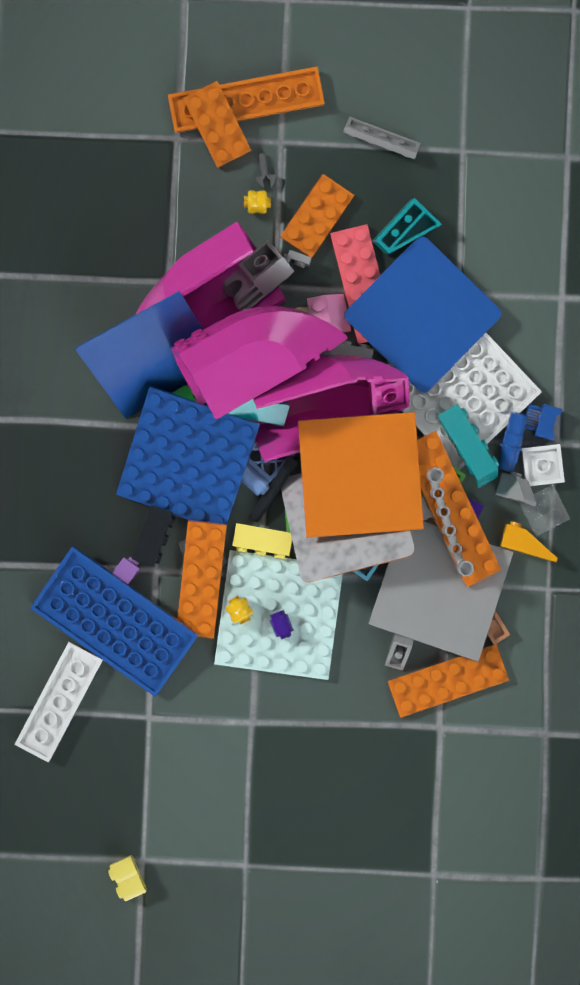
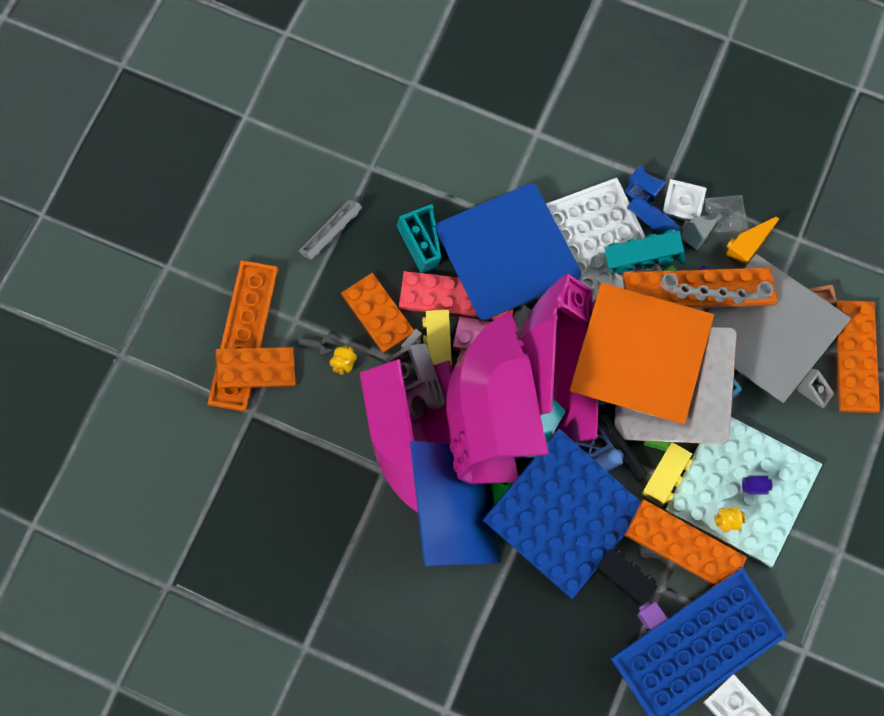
camera: 70 degrees left, 15 degrees down
(310, 282) = (437, 335): none -> light yellow brick

